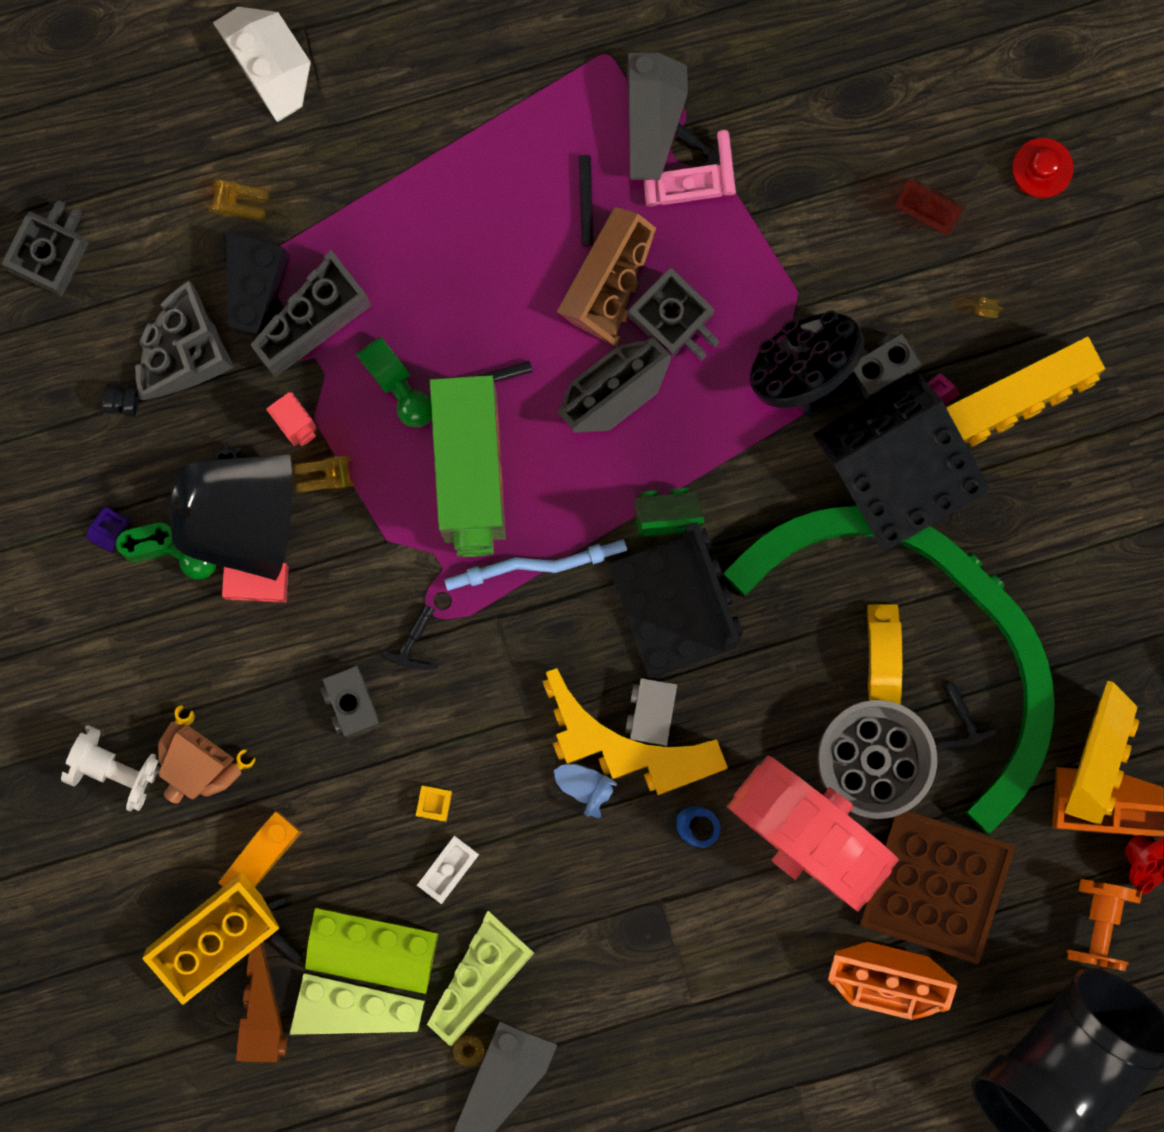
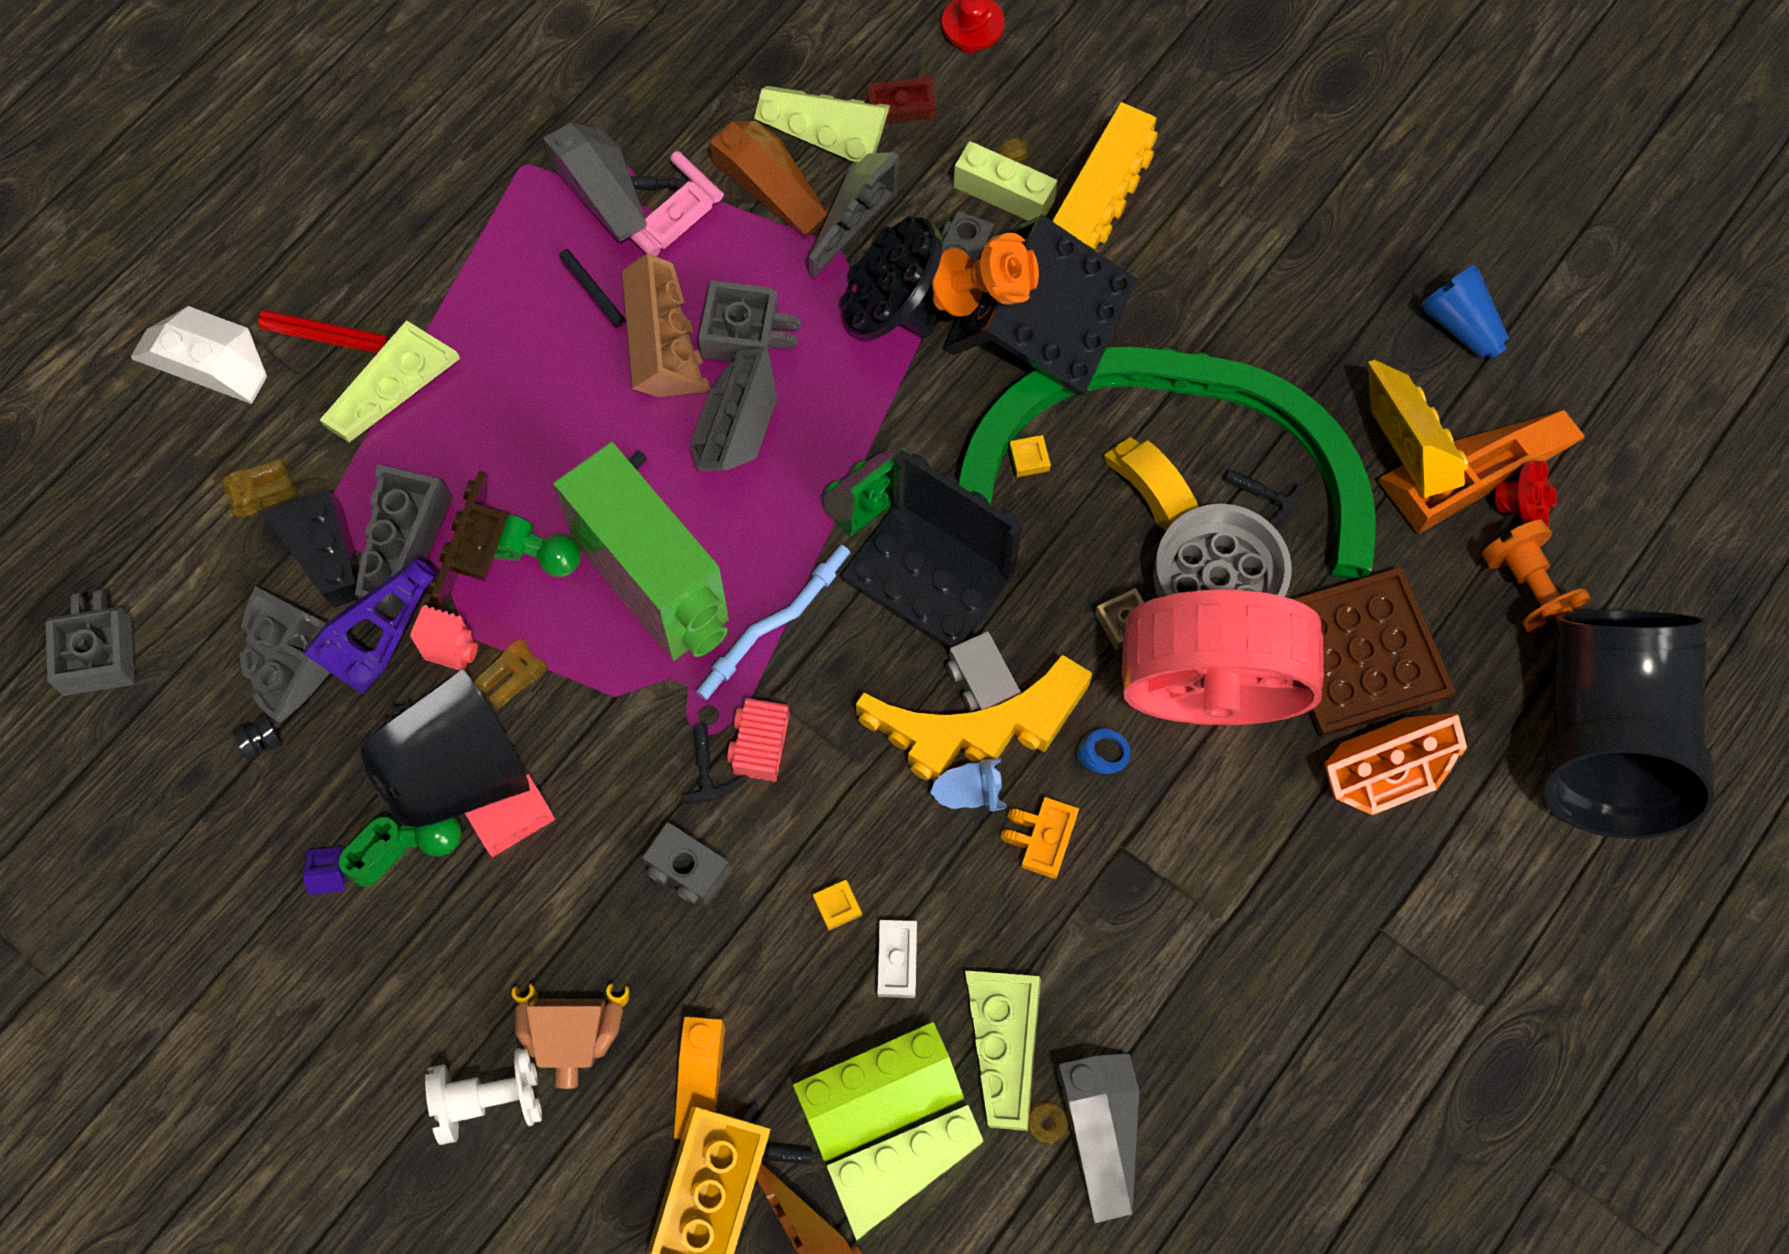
camera: 40 degrees left, 15 degrees down
(221, 394) = (345, 657): none -> dark purple plate
(358, 364) = (473, 544): none -> dark brown bracket
(364, 99) = (321, 331): none -> red axle
(389, 176) = (391, 377): none -> yellowish green wing
(463, 647) = (759, 740): none -> coral brick
(612, 860) = (1049, 836): none -> light orange hinge
(786, 741) = (1113, 615): none -> tan piece
(787, 188) = (768, 172): none -> dark orange wedge
(811, 567) = (1029, 456): none -> yellow plate
(842, 265) = (862, 196): none -> dark grey wedge
(860, 187) = (833, 124): none -> yellowish green wing
(874, 429) = (1002, 270): none -> orange piece
(959, 331) = (1004, 182): none -> yellowish green brick

